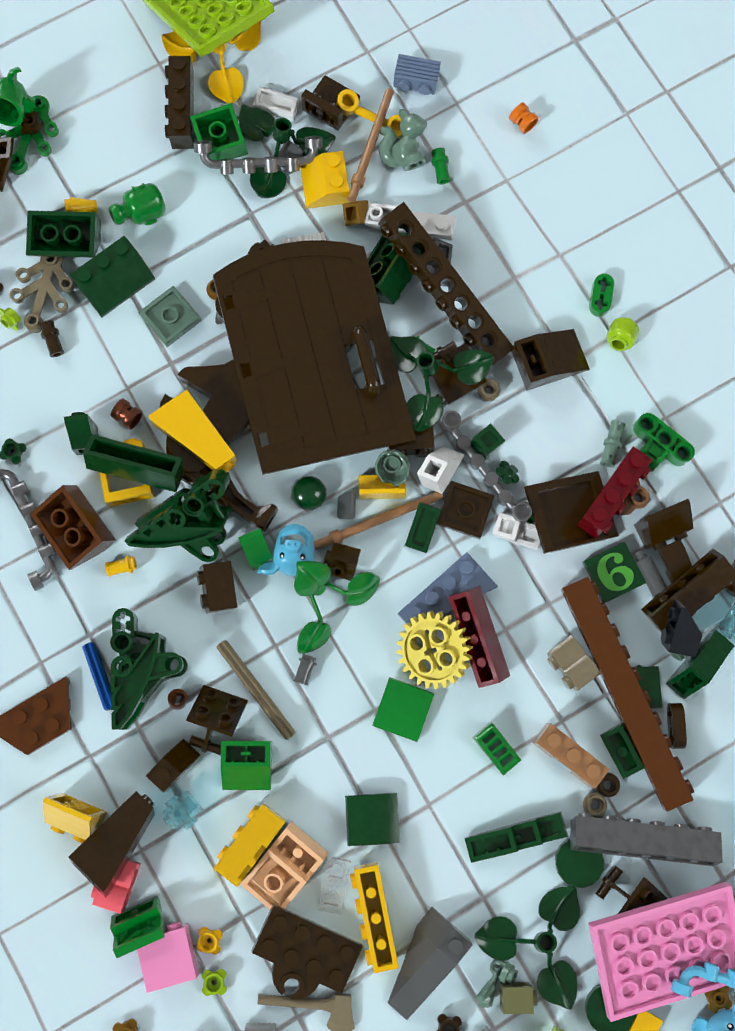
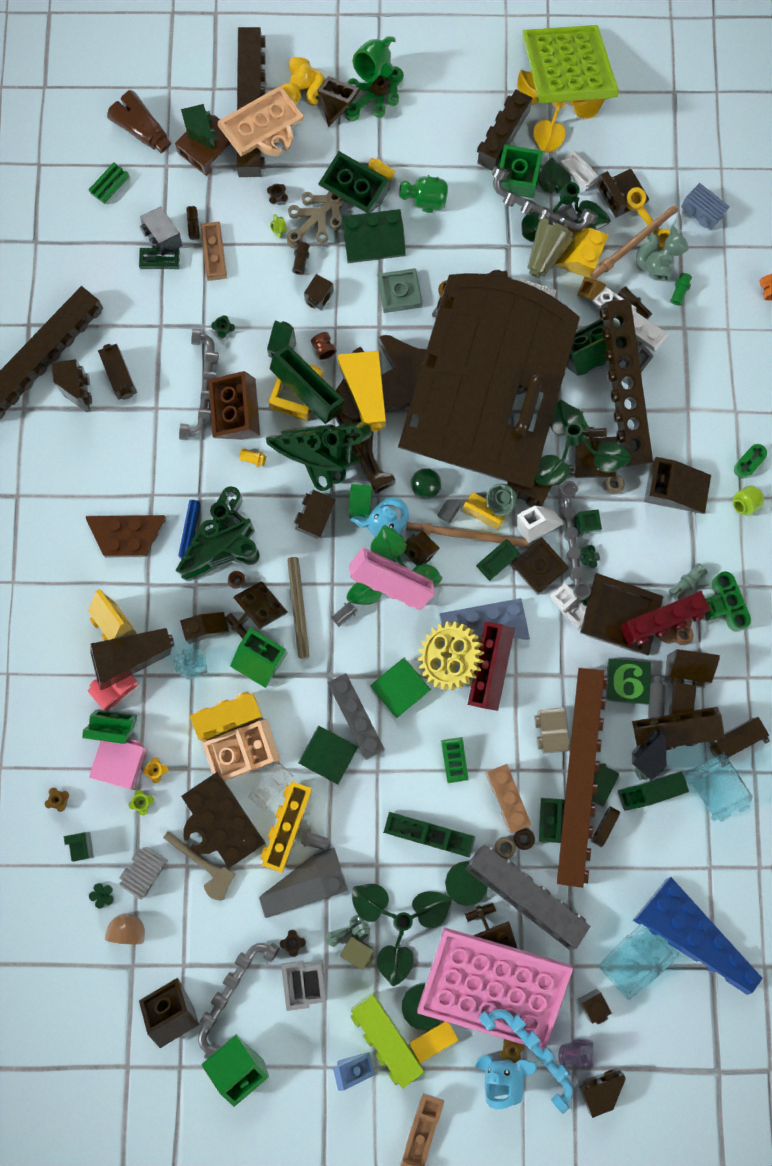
camera: 35 degrees right, 0 degrees up
(90, 363) = (318, 292): none -> dark brown brick
(291, 194) = (548, 247): none -> olive cone
(332, 609) = (391, 579): none -> bright pink brick
(378, 765) = (356, 716): none -> dark grey arch
(393, 199) = (625, 293): none -> dark brown axle
(409, 912) = (314, 840): none -> flat silver pin

